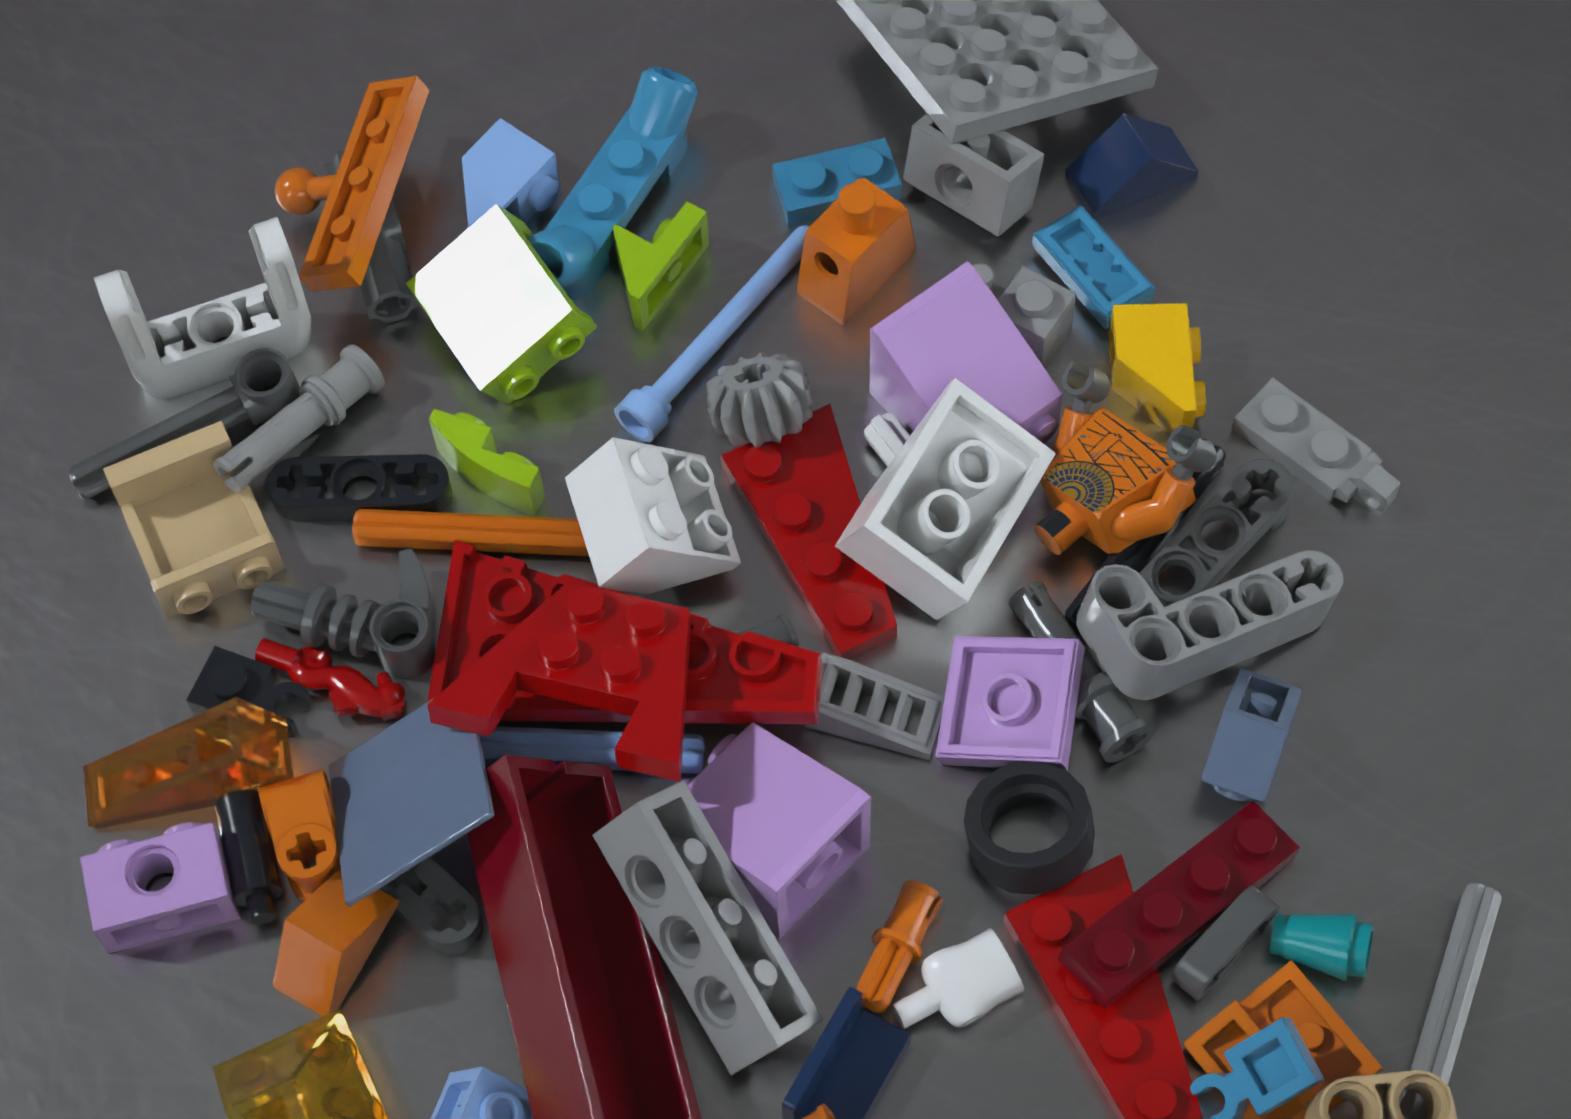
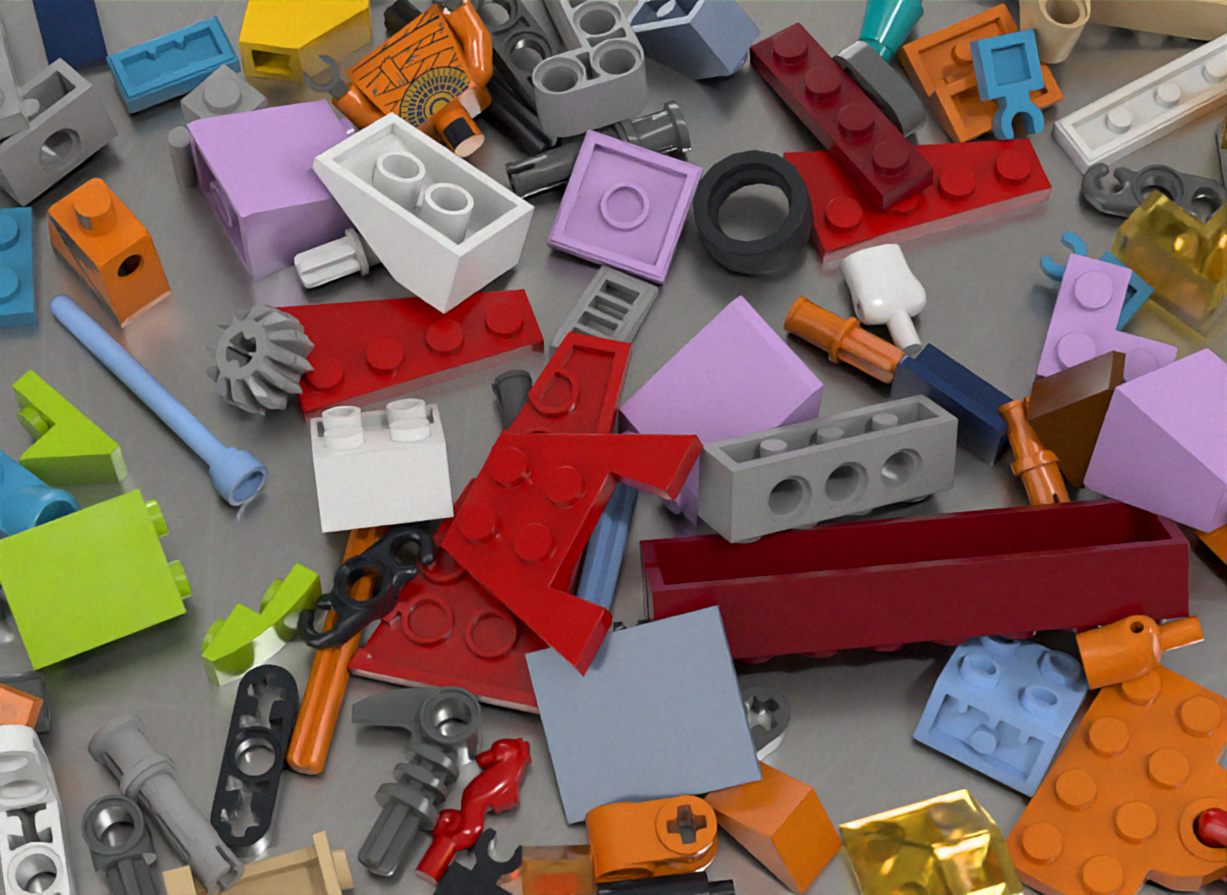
camera: 85 degrees left, 0 degrees up
(498, 526) = (356, 614): none -> black piece

